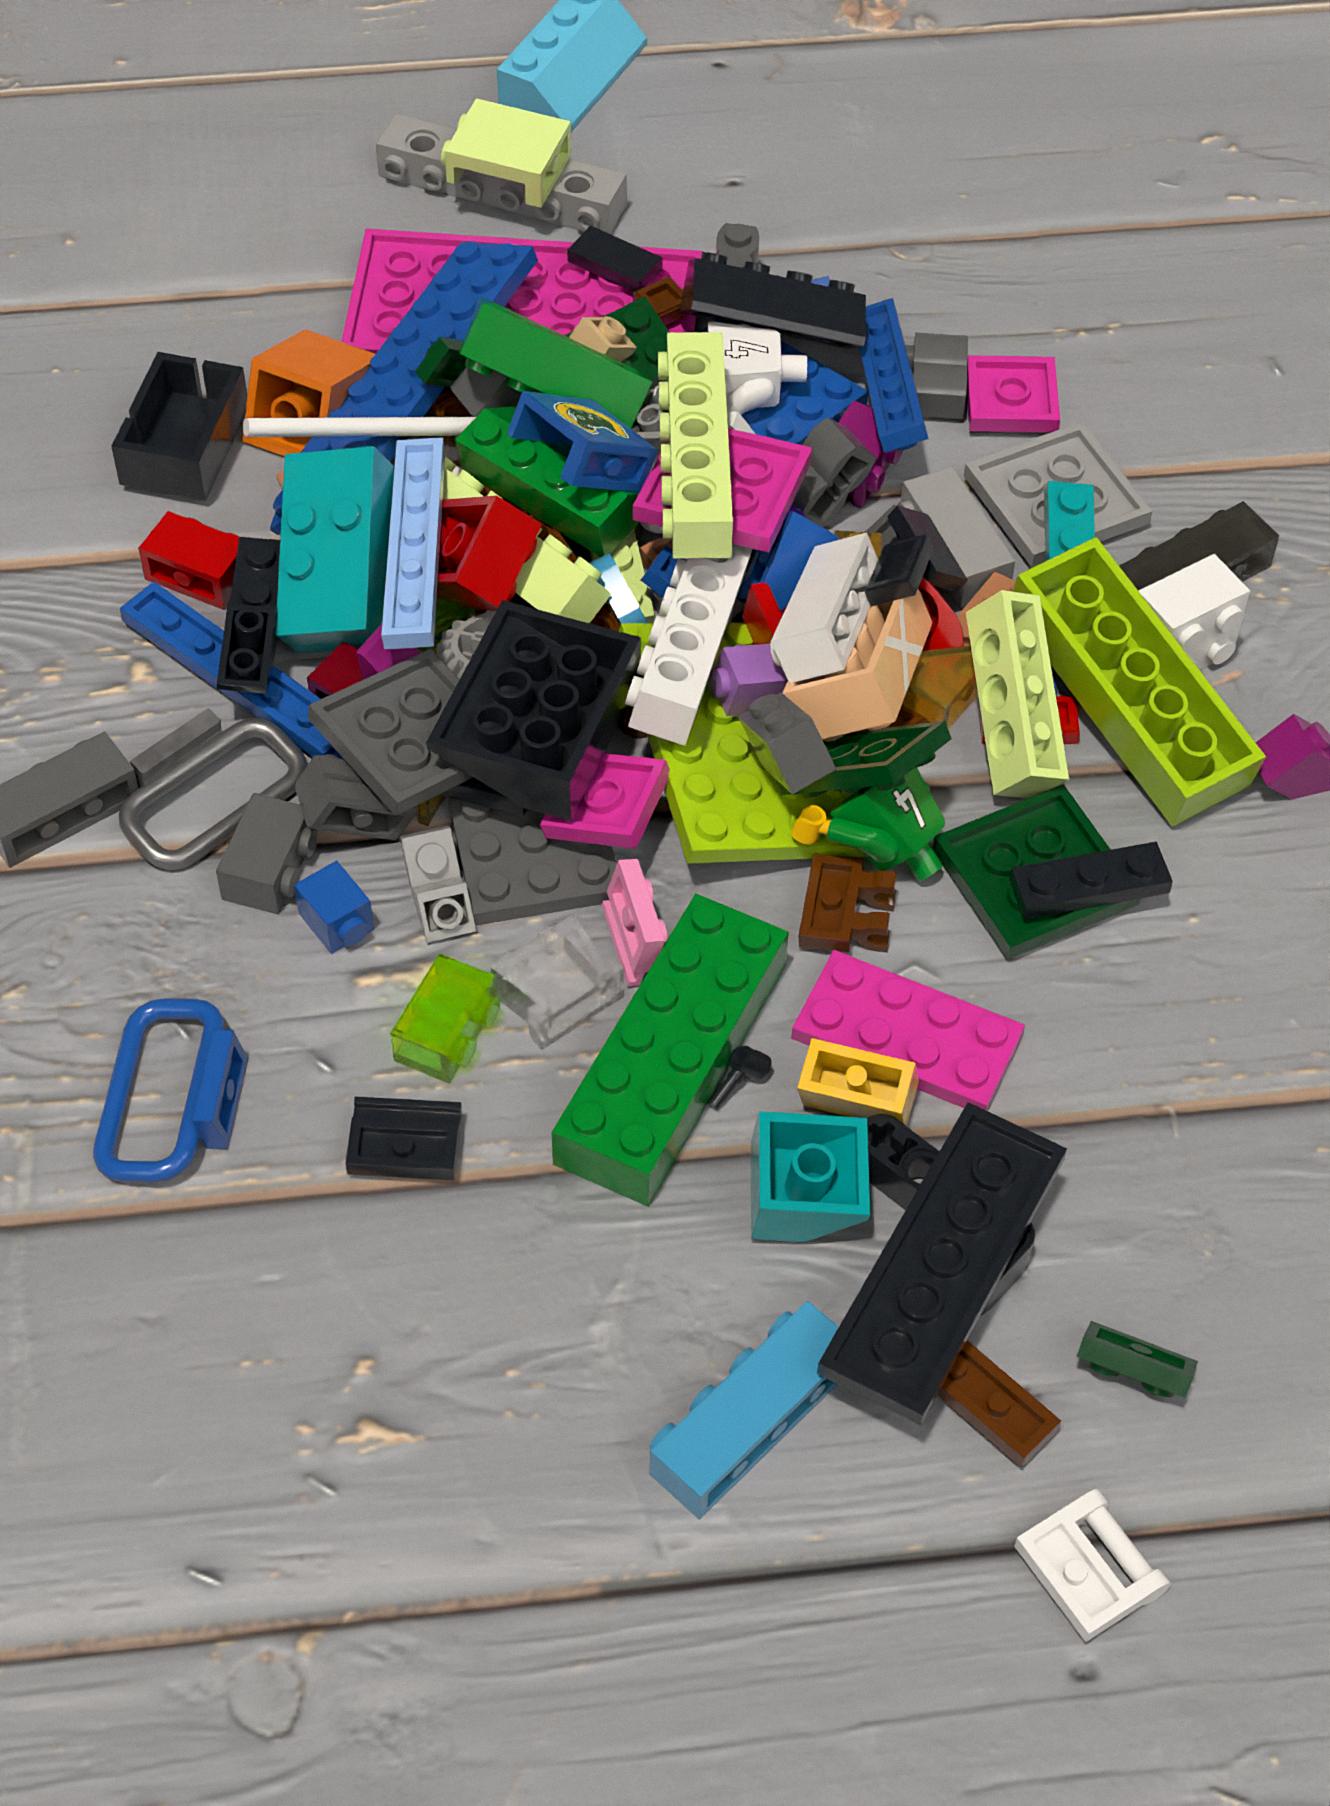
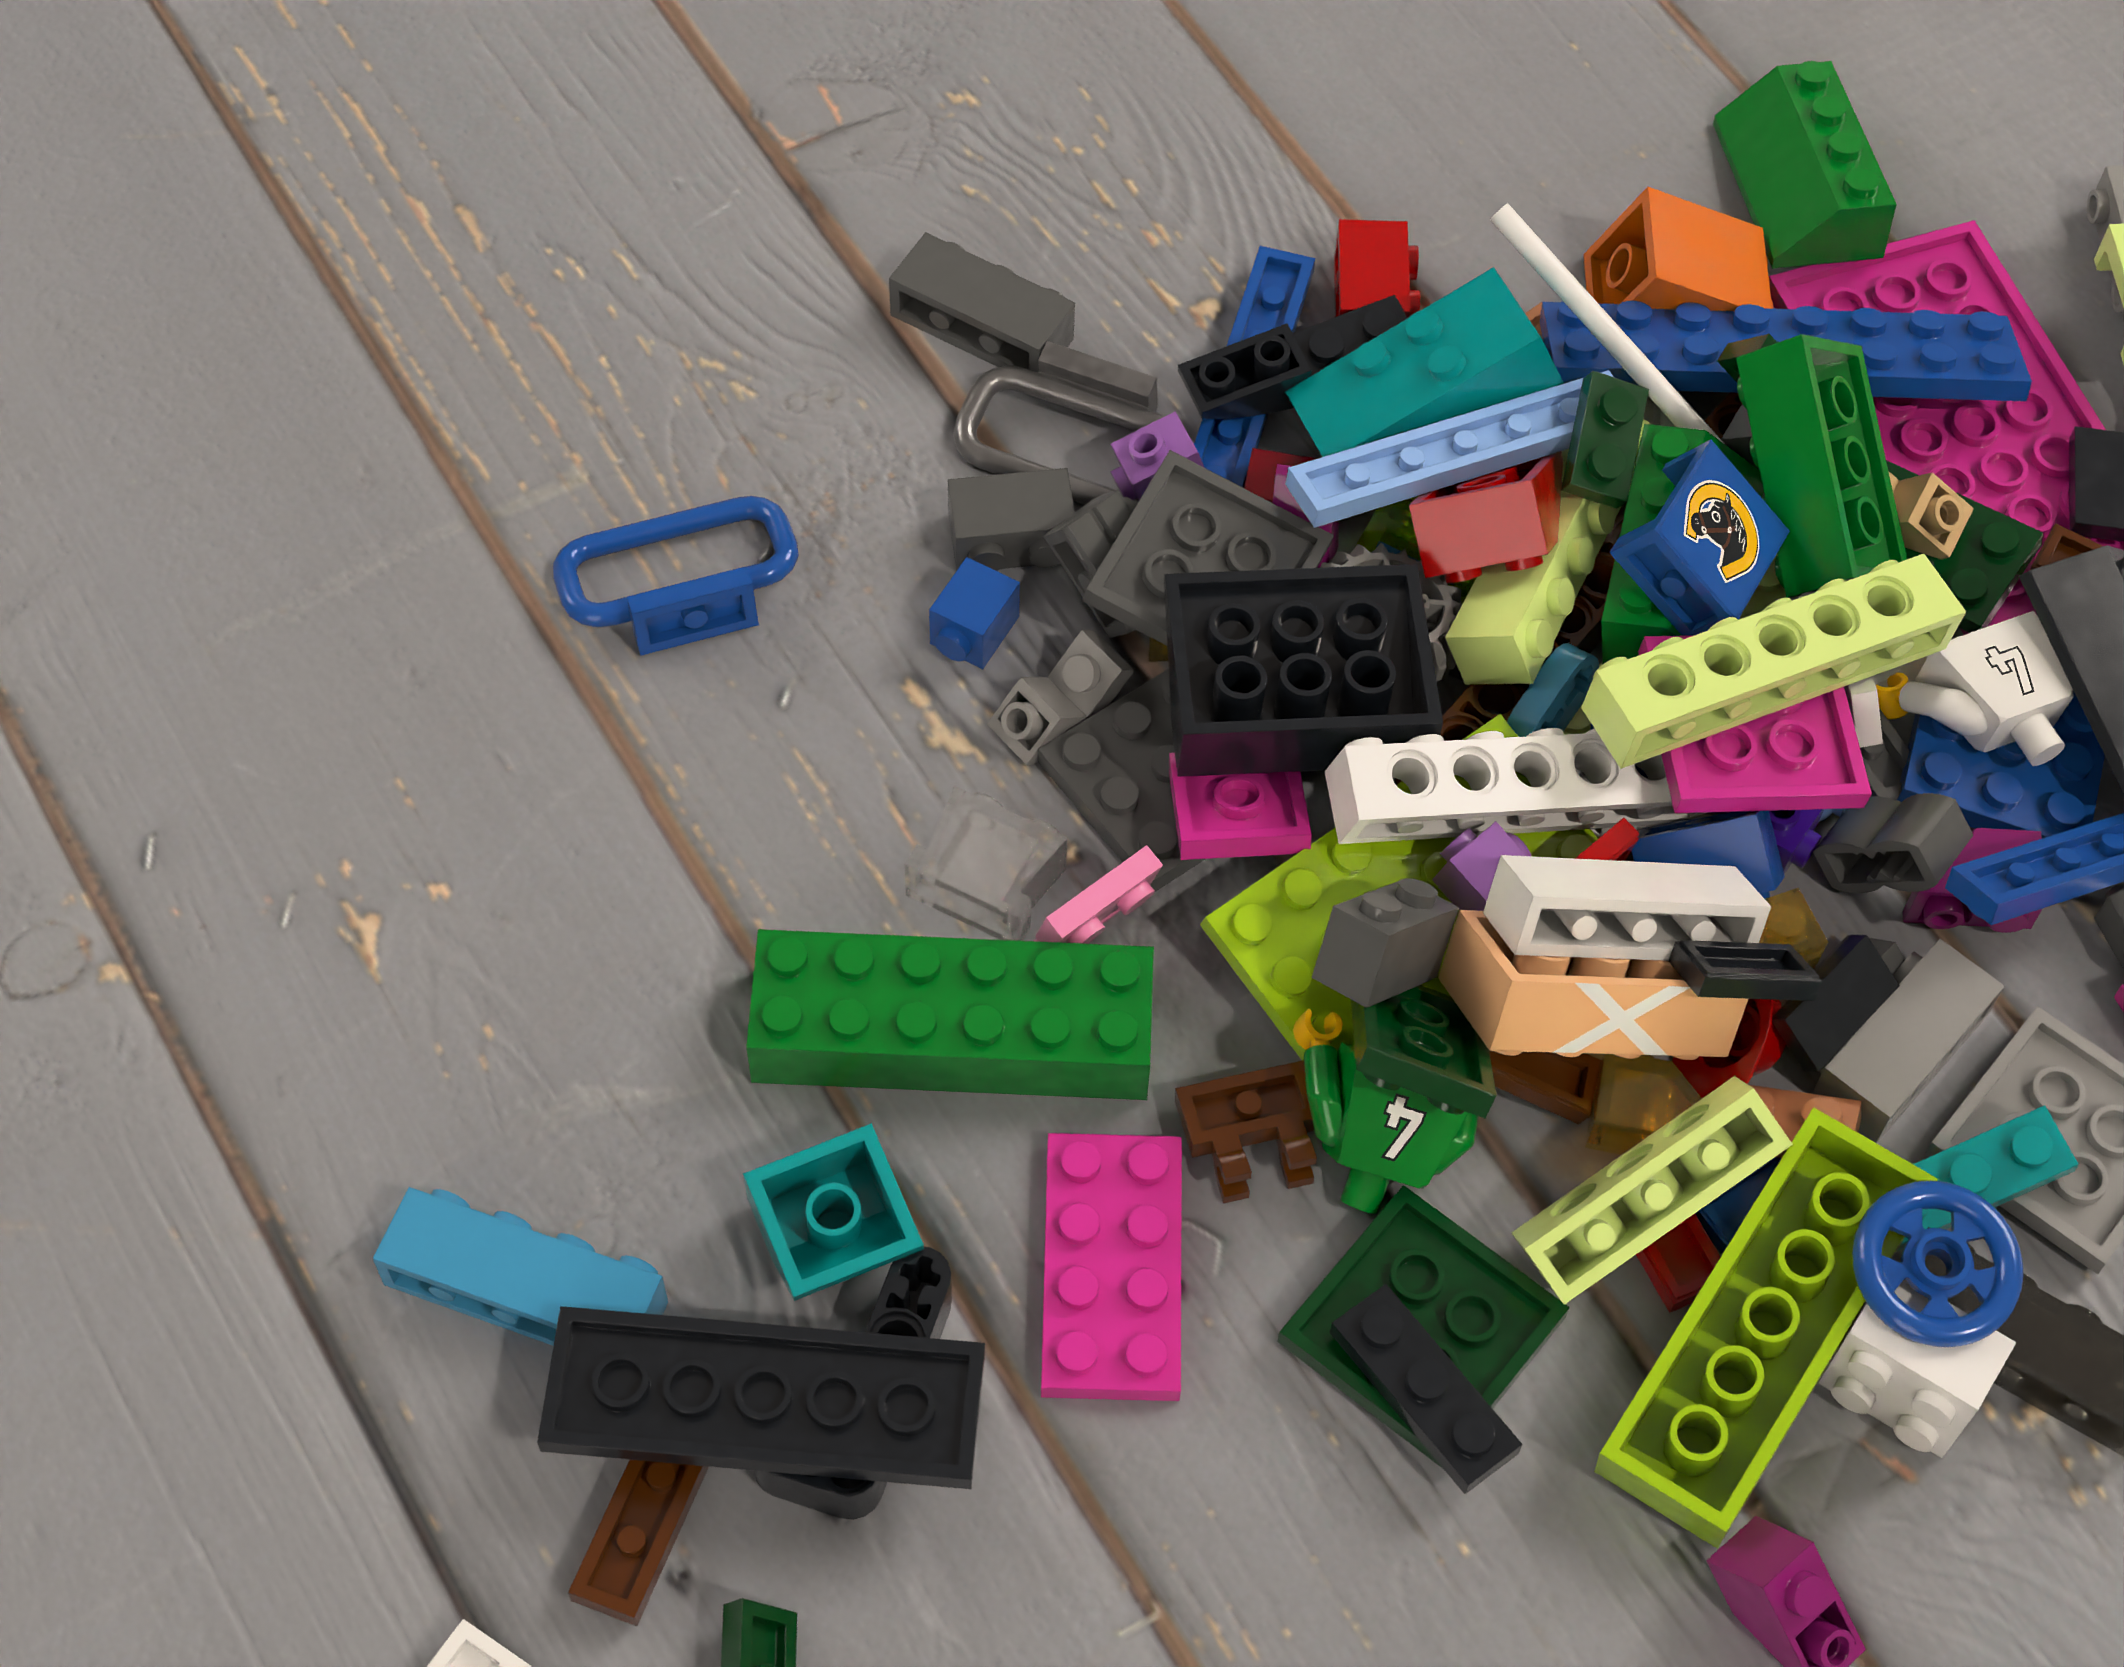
camera: 65 degrees right, 5 degrees up
(176, 435) = (1558, 173): black piece -> none
(267, 285) = (1806, 168): none -> green slope
(286, 736) = (1144, 452): none -> medium lavender brick
(404, 1138) = (715, 805): black plate -> none
(445, 1019) = (881, 777): clear neon green brick -> none
(457, 461) = (1605, 439): none -> dark green plate
(744, 1062) = (976, 1103): black hand -> none
(857, 1082) = (985, 1227): yellow brick -> none
(1153, 561) = (1971, 1220): none -> blue plate

